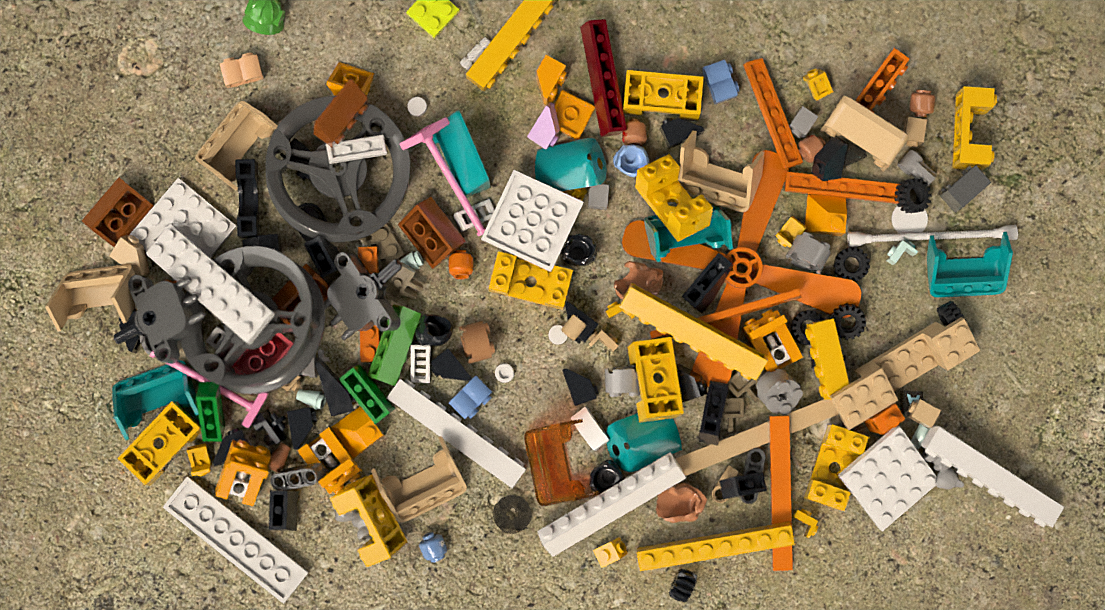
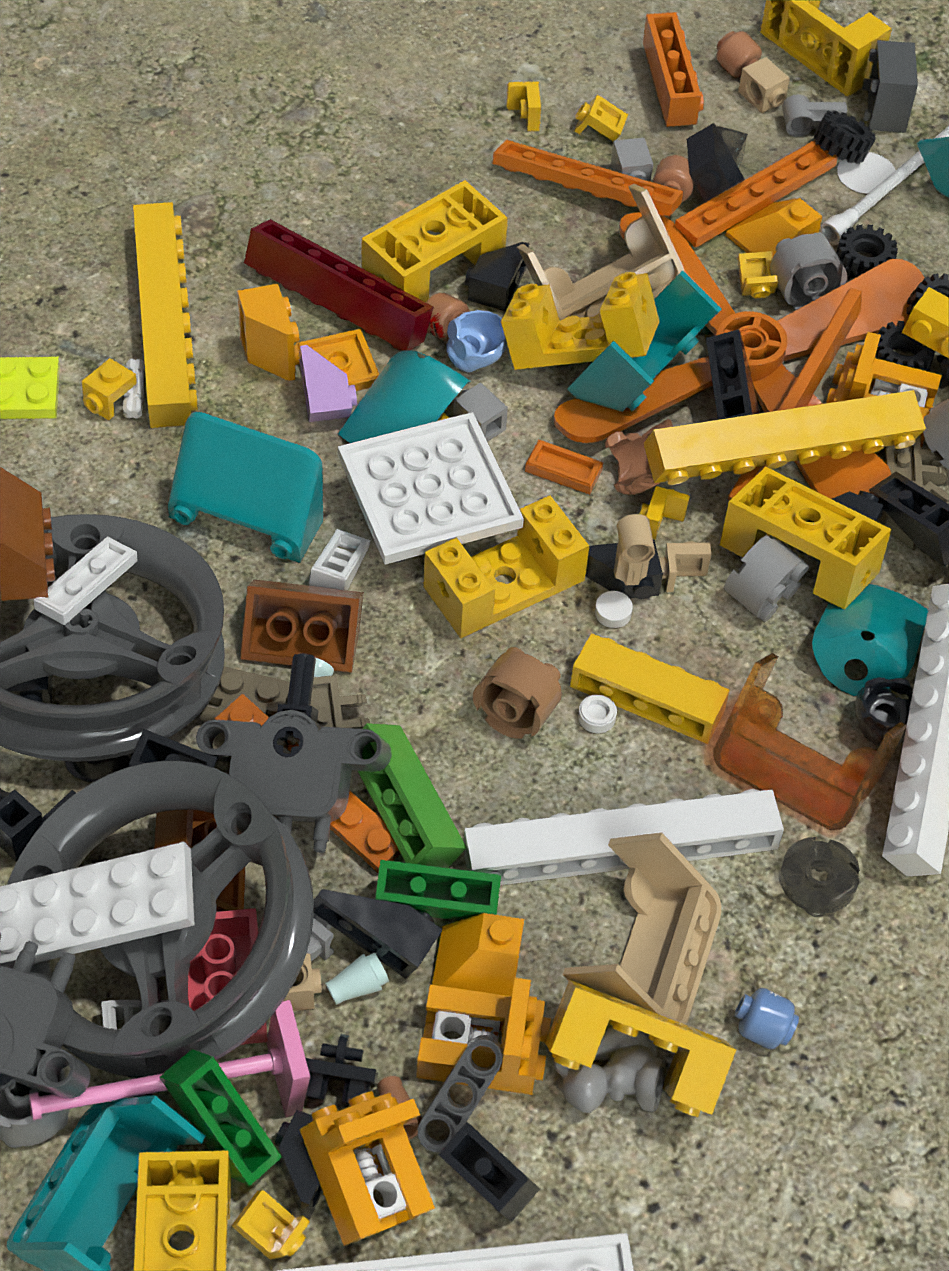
camera: 45 degrees left, 30 degrees down
(301, 425) = (381, 1029): black slope -> none
(417, 106) = (116, 502): white tile -> none
(420, 379) = (467, 778): white slope -> none
(425, 135) = (174, 489): bright pink tile -> none
(433, 330) = (442, 732): black hair -> none
(449, 367) = (519, 763): black slope -> none
(460, 264) = (387, 628): orange head -> none
(462, 46) = (106, 386): none -> yellow bracket
(470, 398) = (589, 774): medium blue brick -> none
(532, 383) = (650, 688): none -> yellow brick
(580, 251) = (532, 477): black hair -> none
(580, 387) = (715, 640): black slope -> none
(590, 429) = (799, 677): white slope -> none
(608, 251) = (564, 467): none -> orange tile
(720, 81) = (499, 190): medium blue brick -> none
(792, 48) = (526, 98): none -> yellow bracket
(866, 131) = (716, 88): tan windscreen -> none
(896, 252) = (901, 199): light aqua bracket -> none

